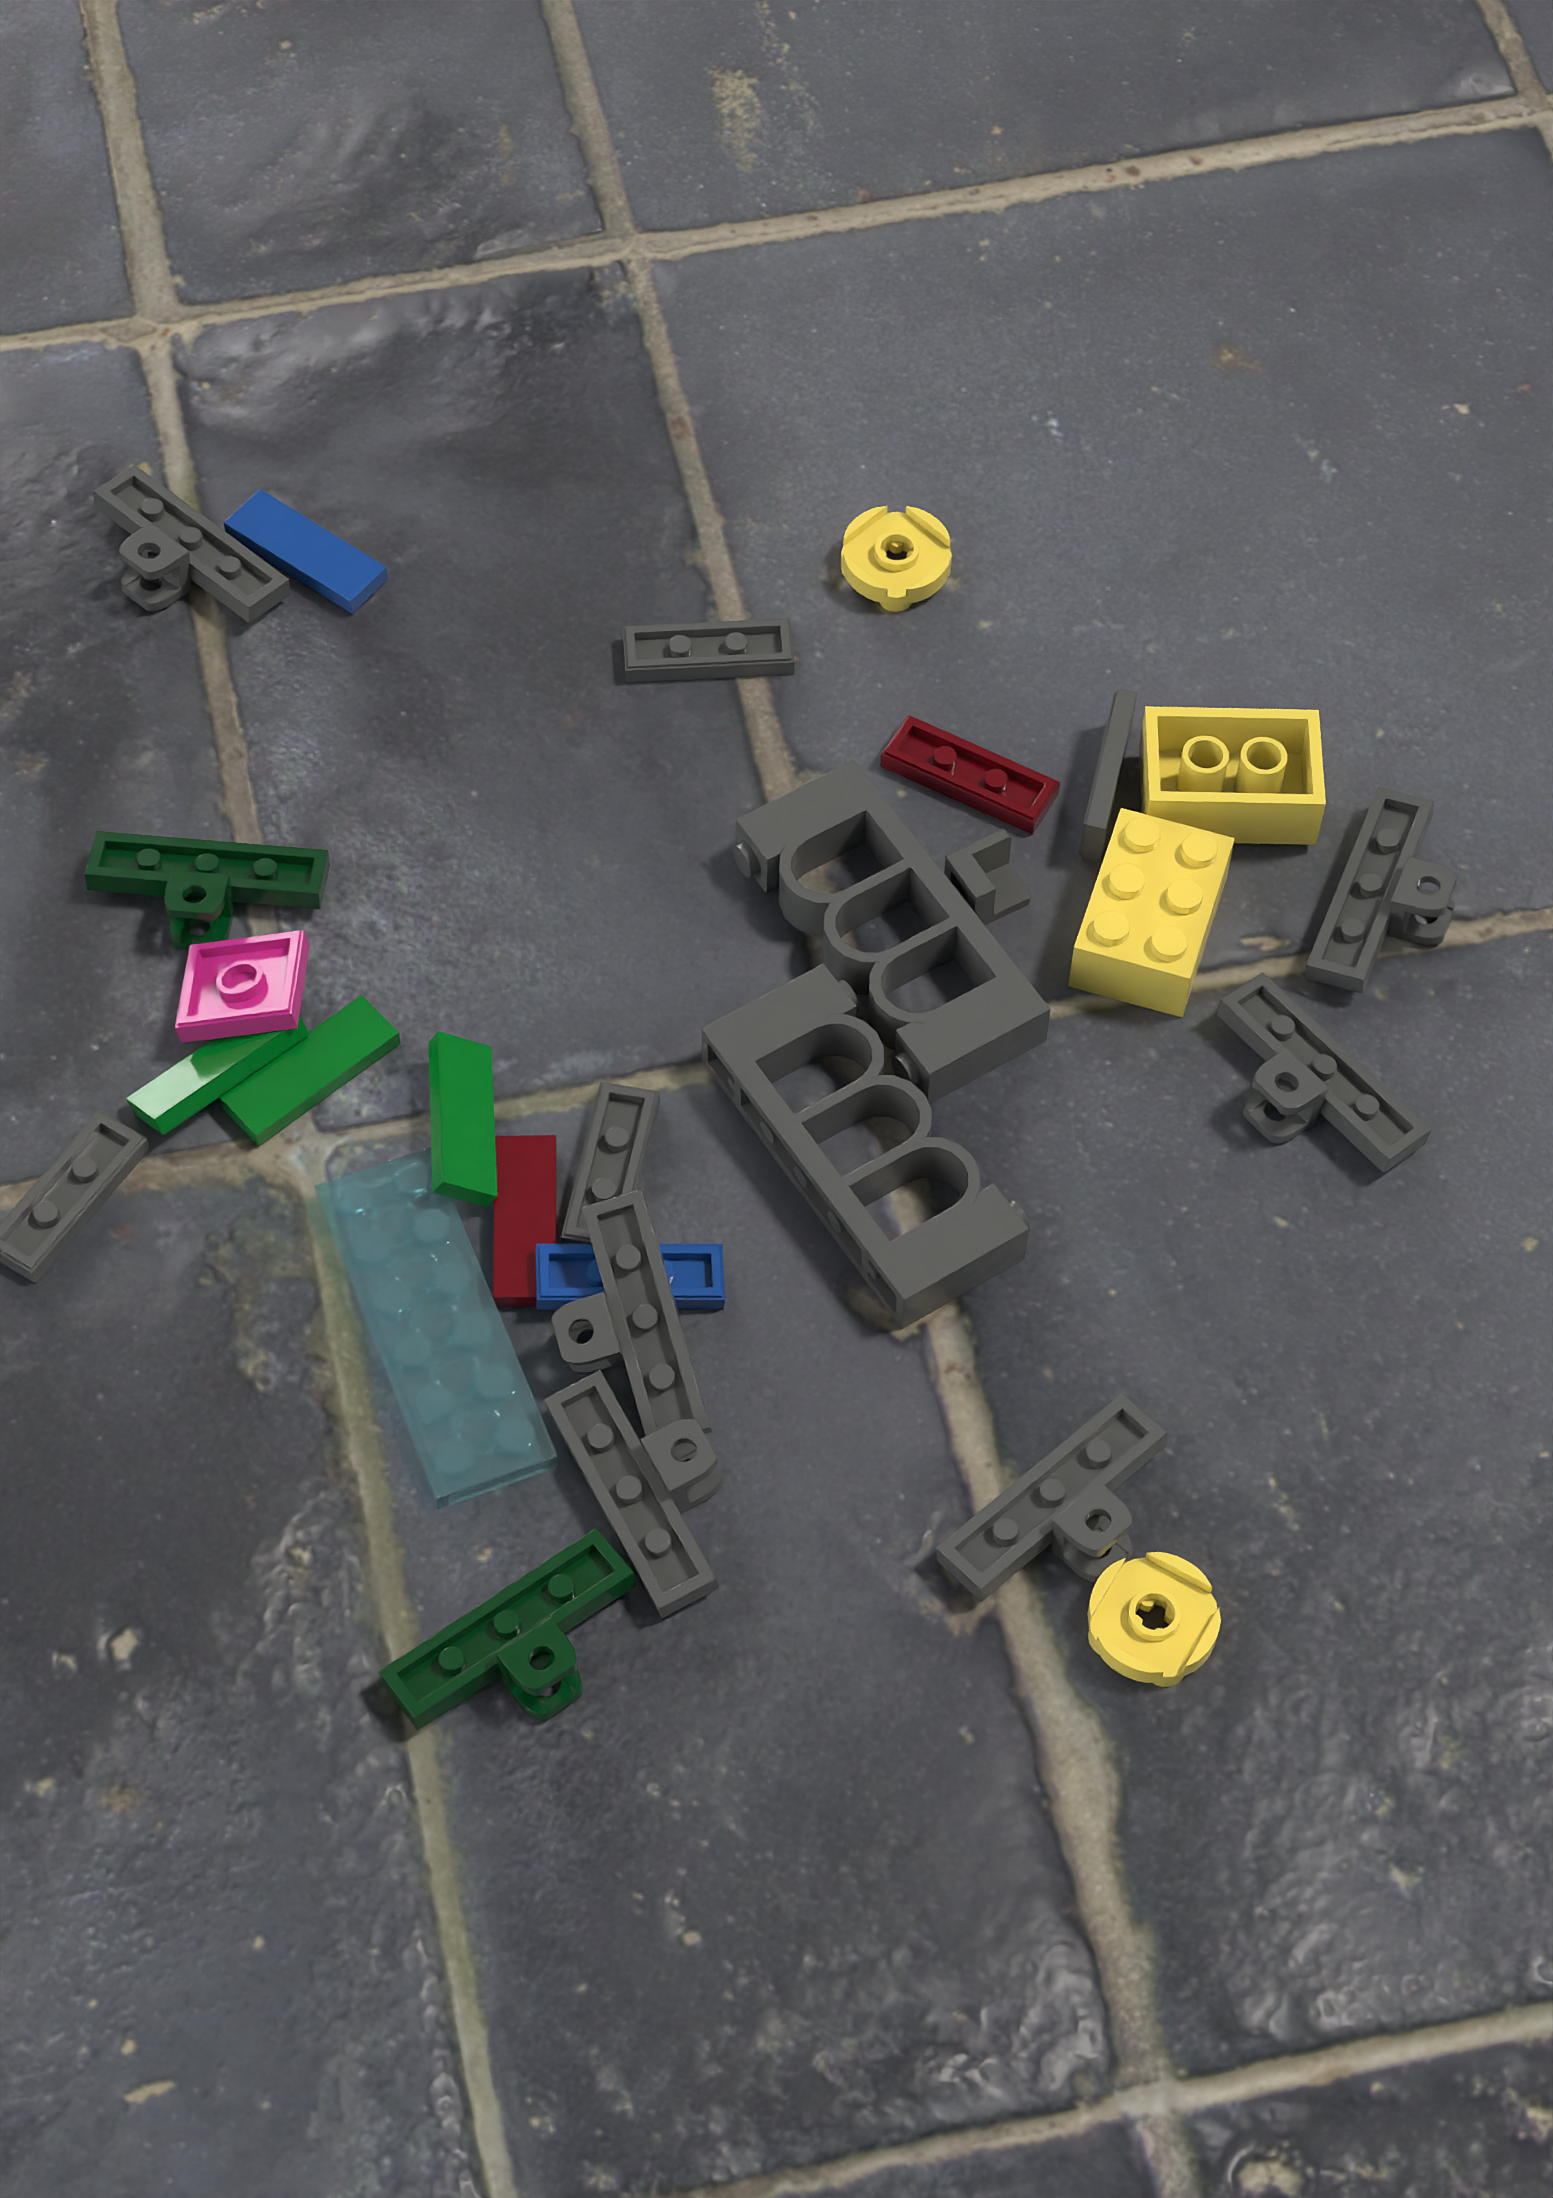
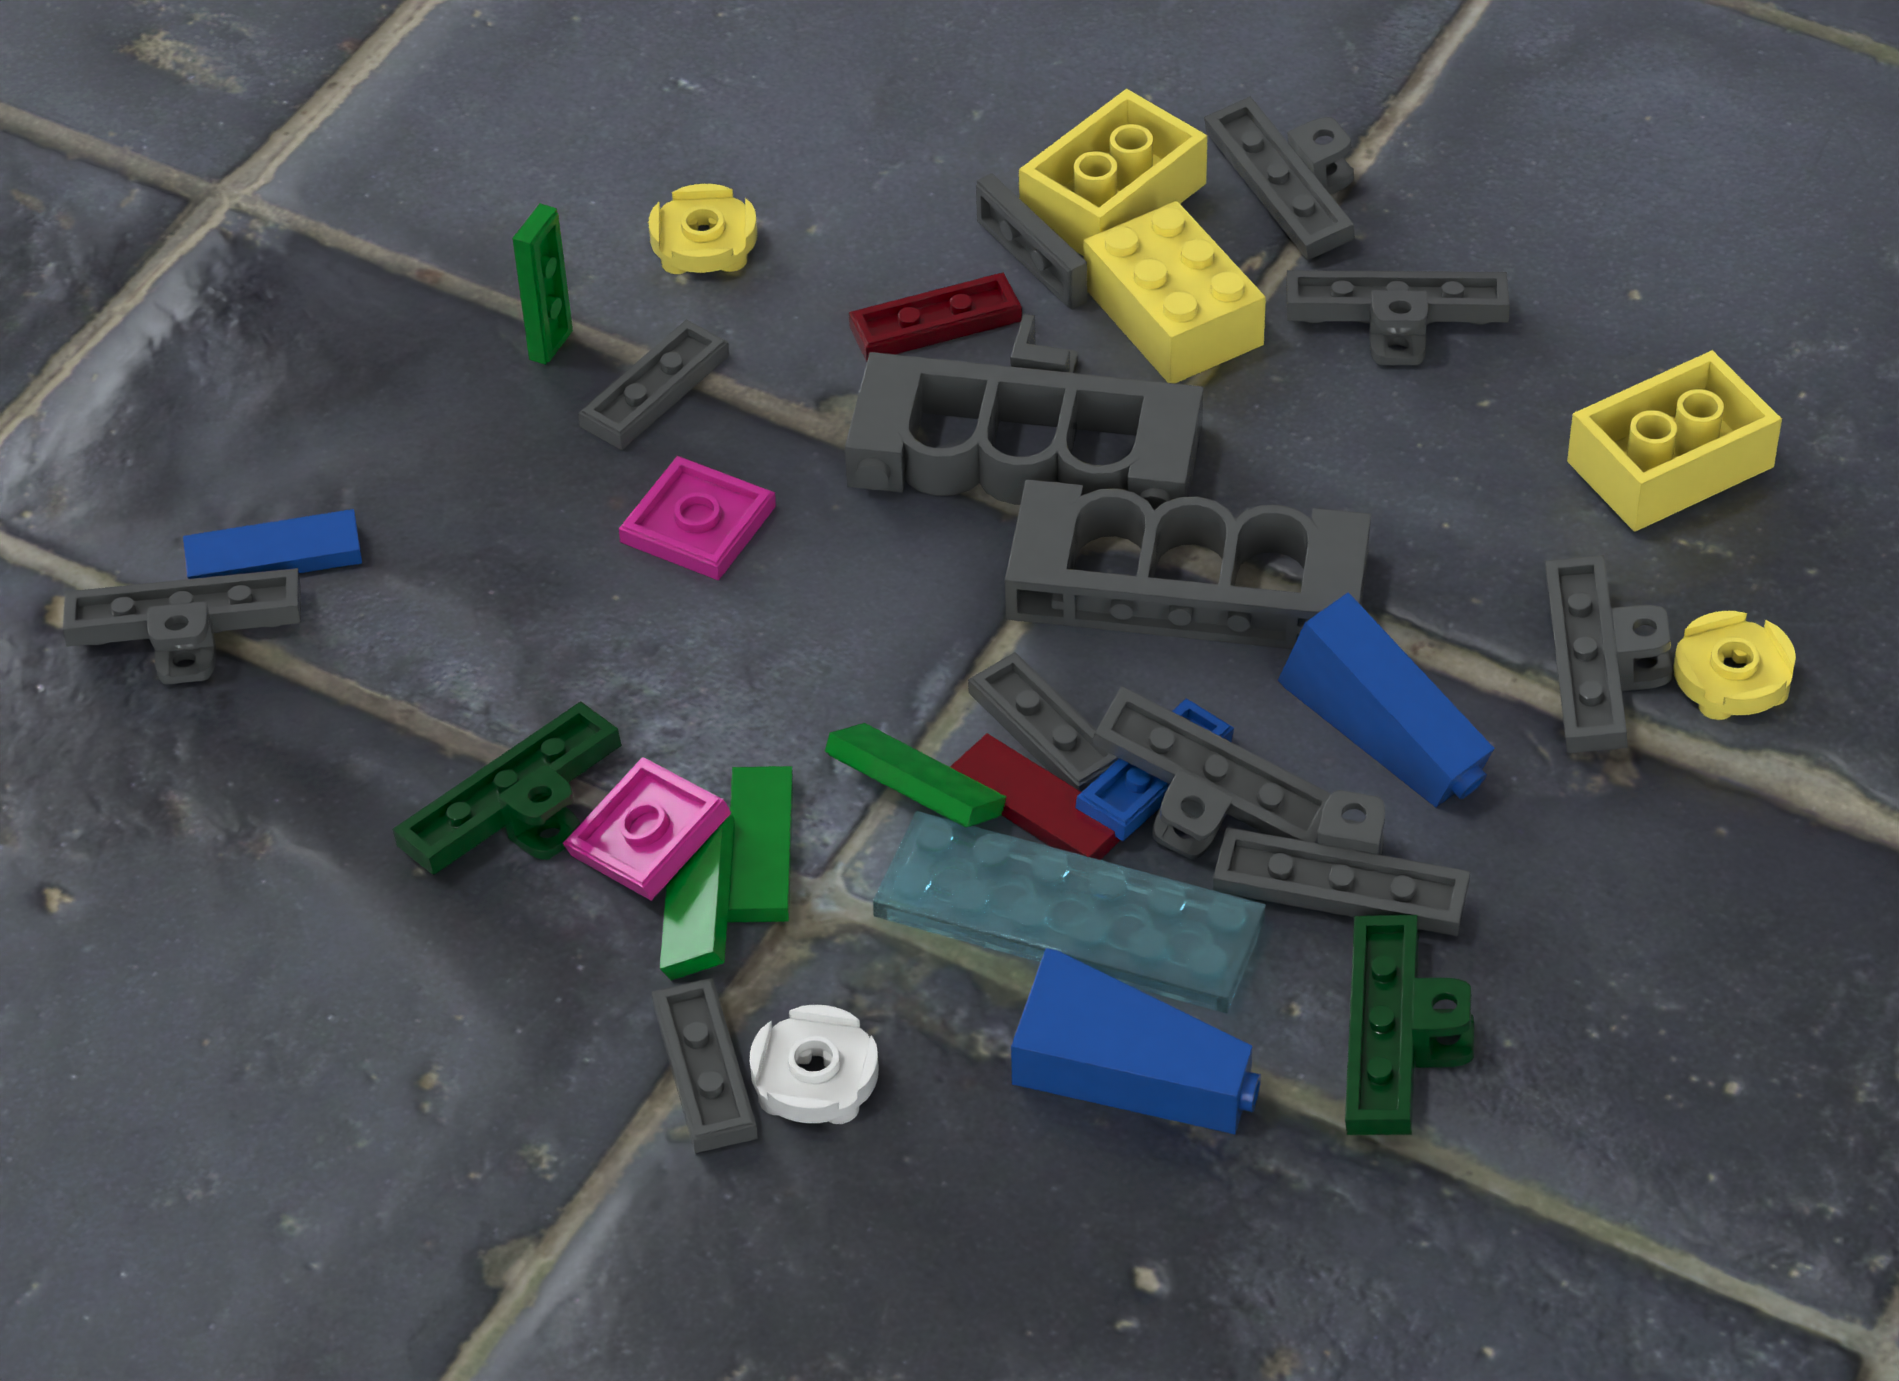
camera: 45 degrees left, 10 degrees down
(128, 1299) = (814, 1095): none -> white plate
(313, 1456) = (1128, 1050): none -> blue slope
(599, 782) = (697, 517): none -> dark pink tile
(687, 500) = (542, 283): none -> green tile
(836, 1392) = (1384, 703): none -> blue slope
(1352, 1393) = (1673, 440): none -> light yellow brick

